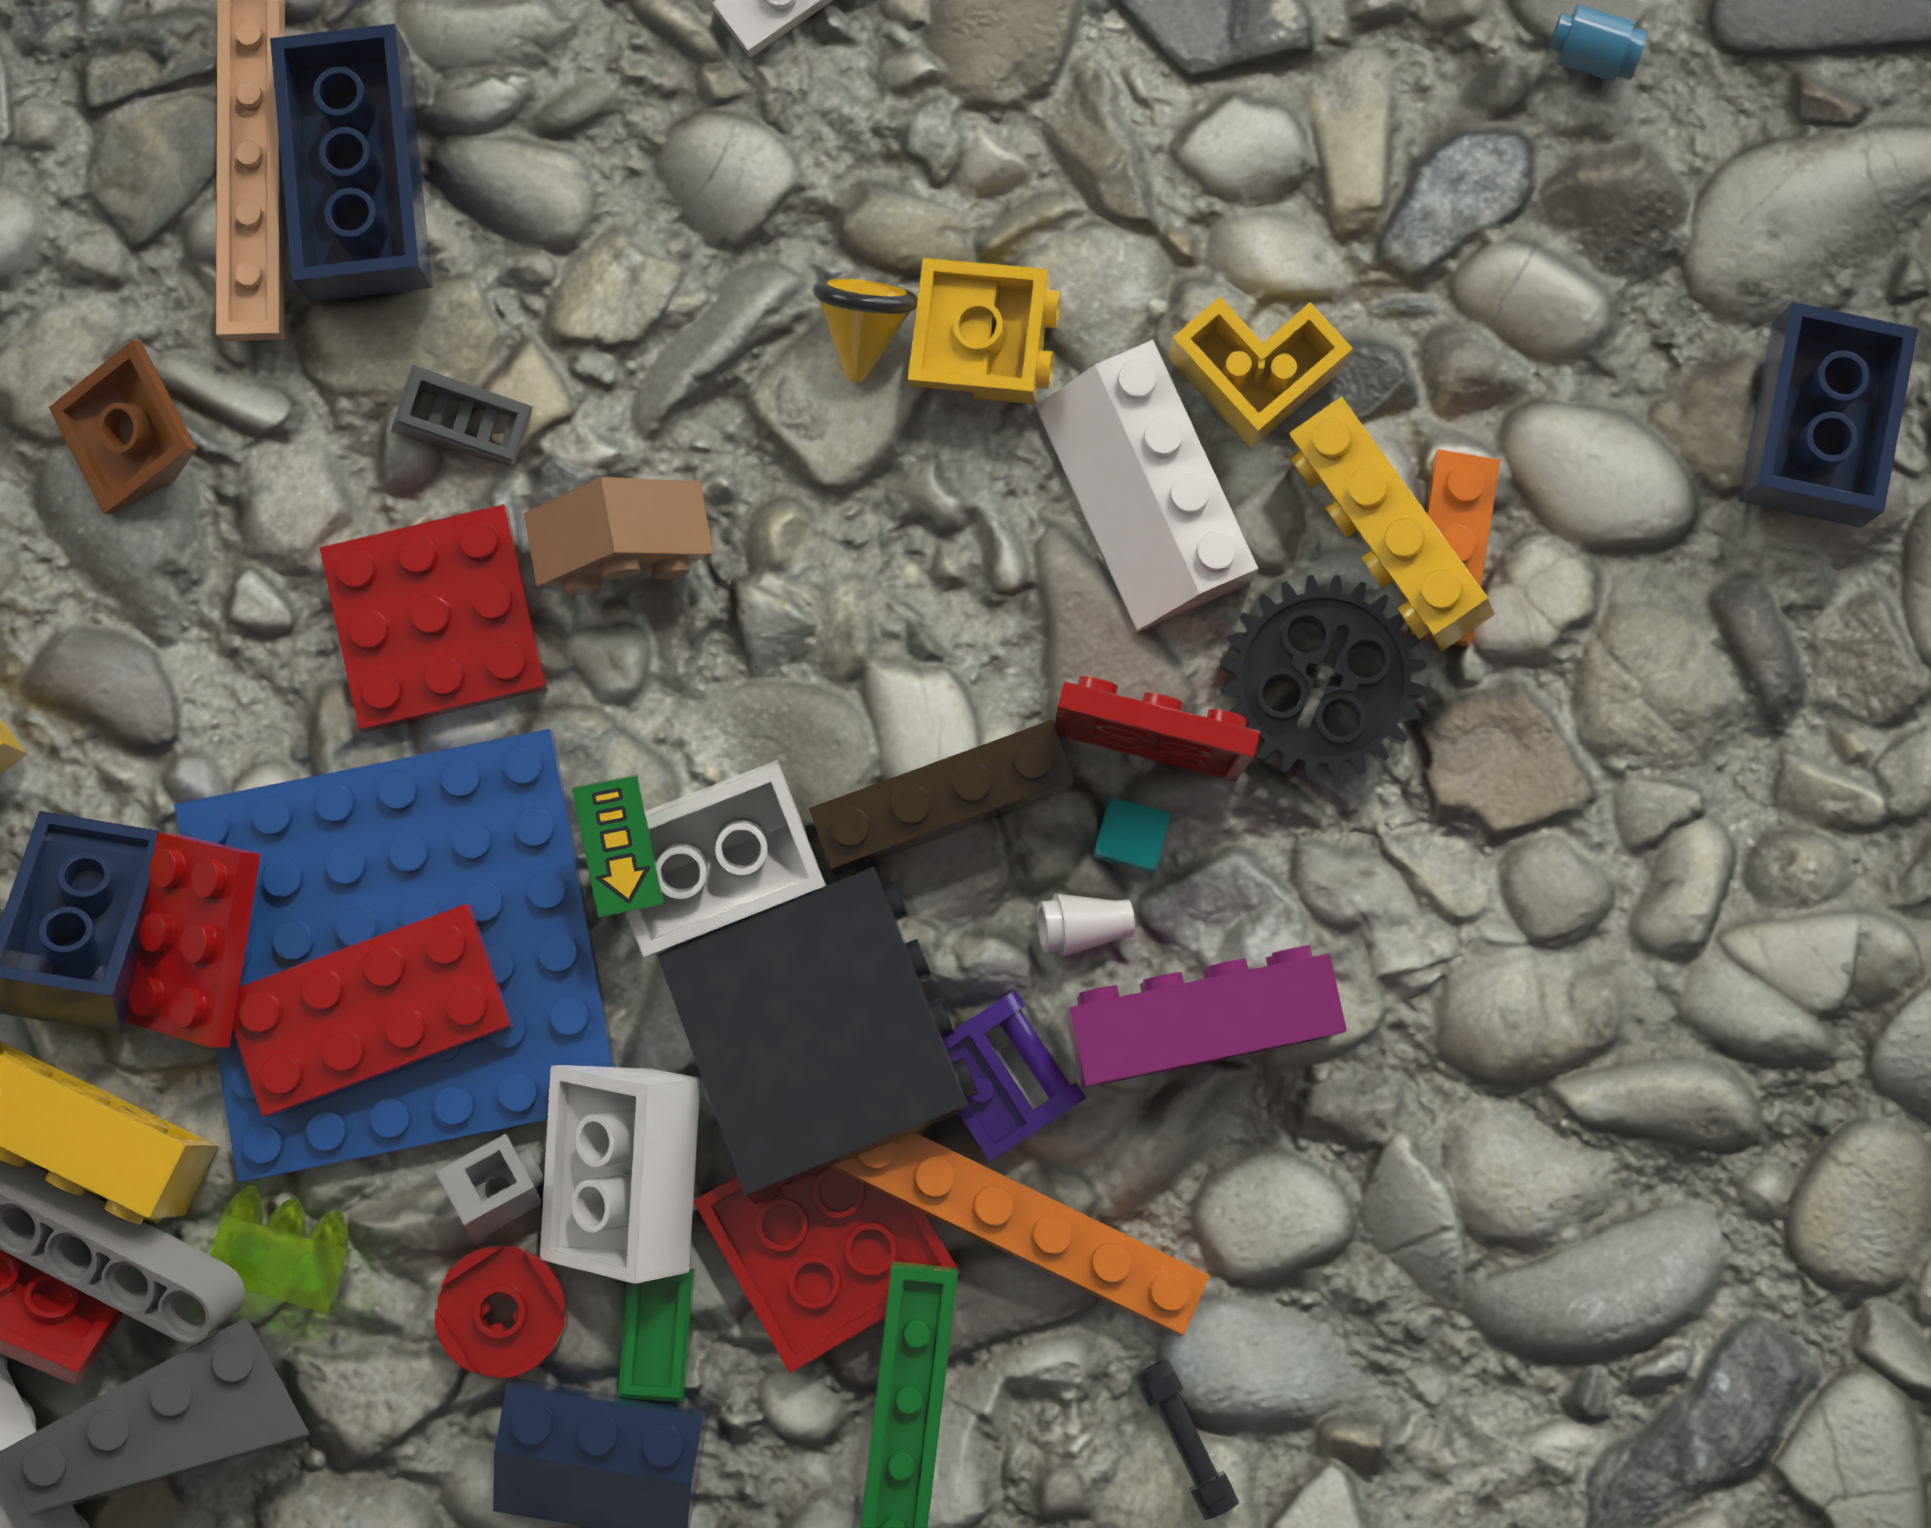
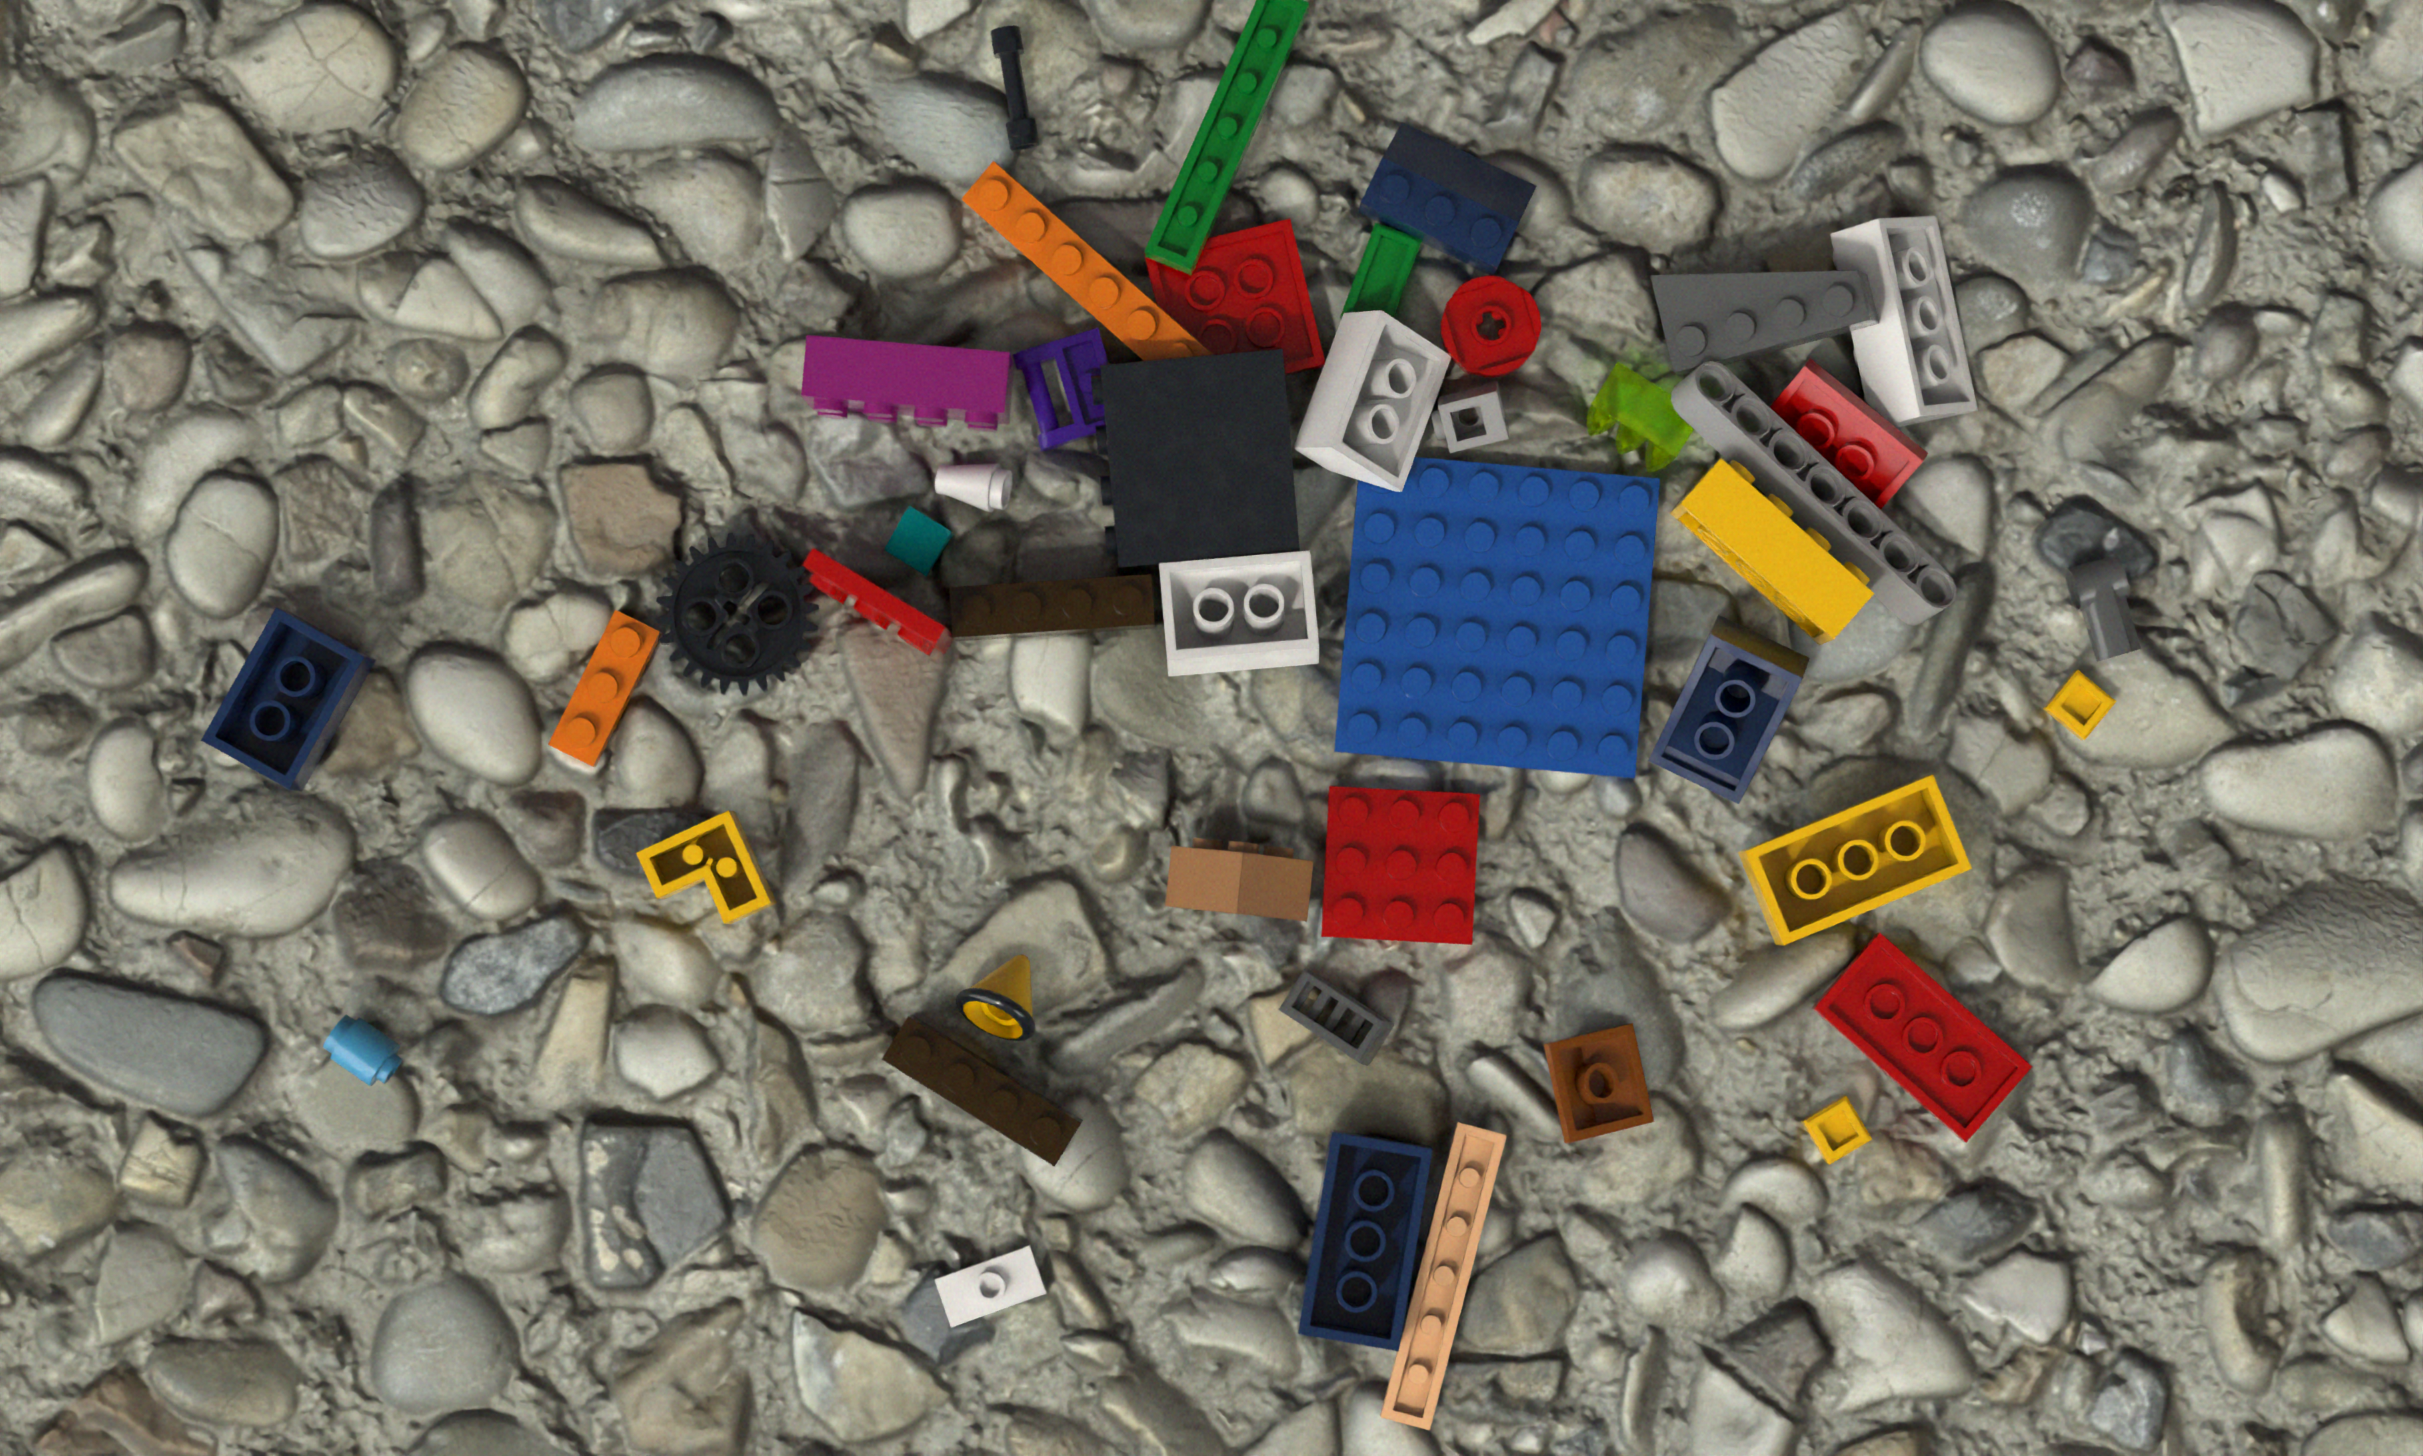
camera: 165 degrees left, 5 degrees up
(193, 939) = (1643, 665): red plate -> none
(368, 1010) = (1527, 574): red plate -> none
(617, 845) = (1303, 633): green tile -> none
(851, 204) = (982, 1089): none -> dark brown brick
(983, 330) = (913, 961): yellow plate -> none
(1146, 487) = (826, 801): white slope -> none
(1391, 523) = (649, 711): yellow brick -> none

